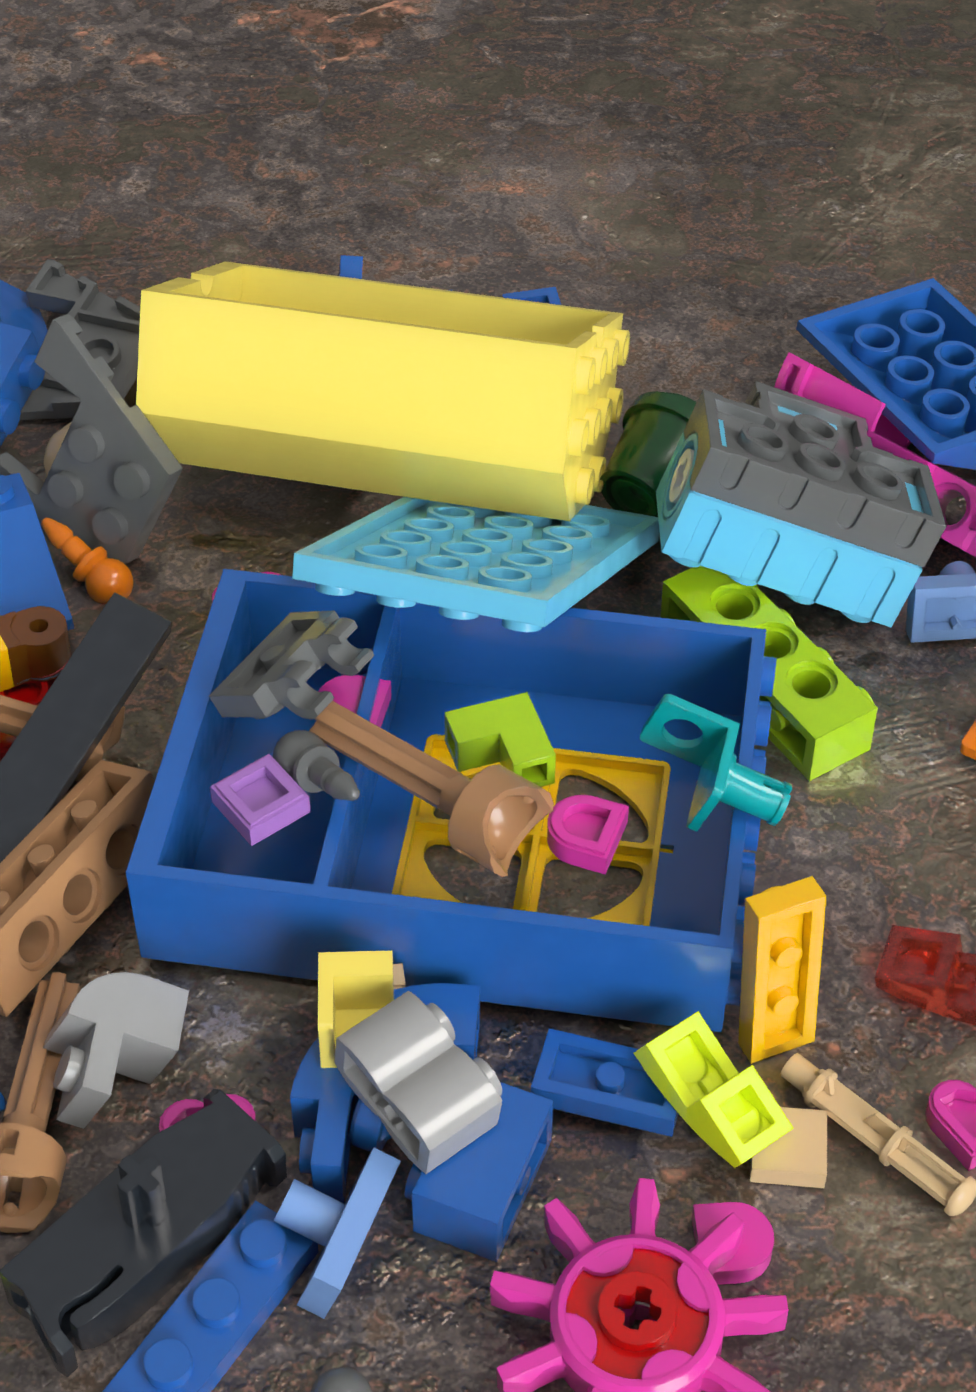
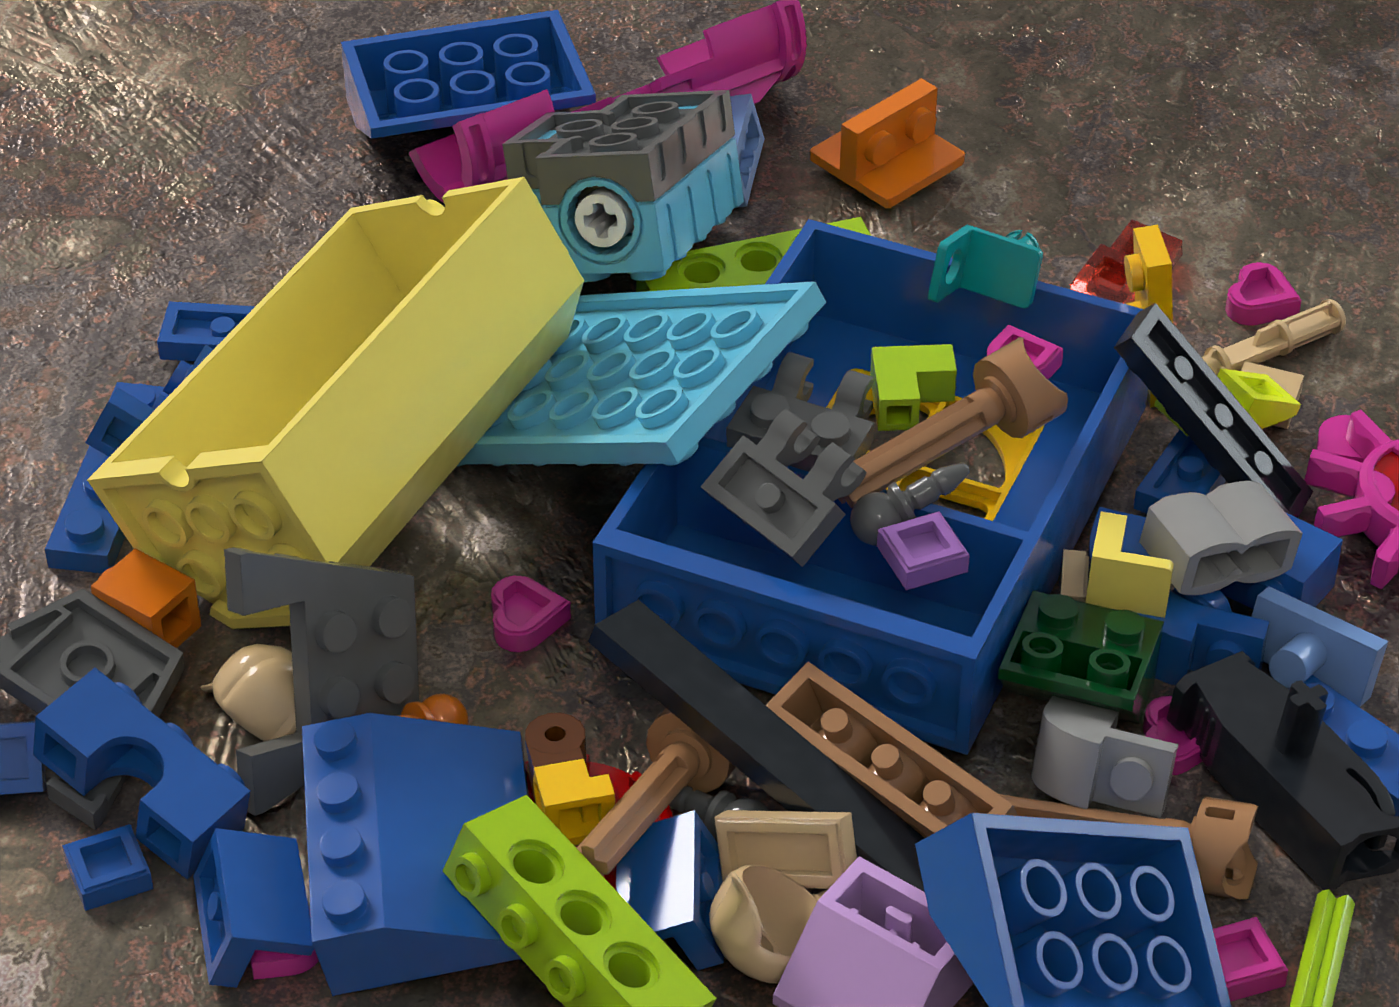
camera: 75 degrees left, 5 degrees down
(235, 1009) = (1083, 655): none -> dark green slope
(404, 675) = (843, 424): none -> dark grey plate
(621, 1054) = (1208, 409): none -> black plate

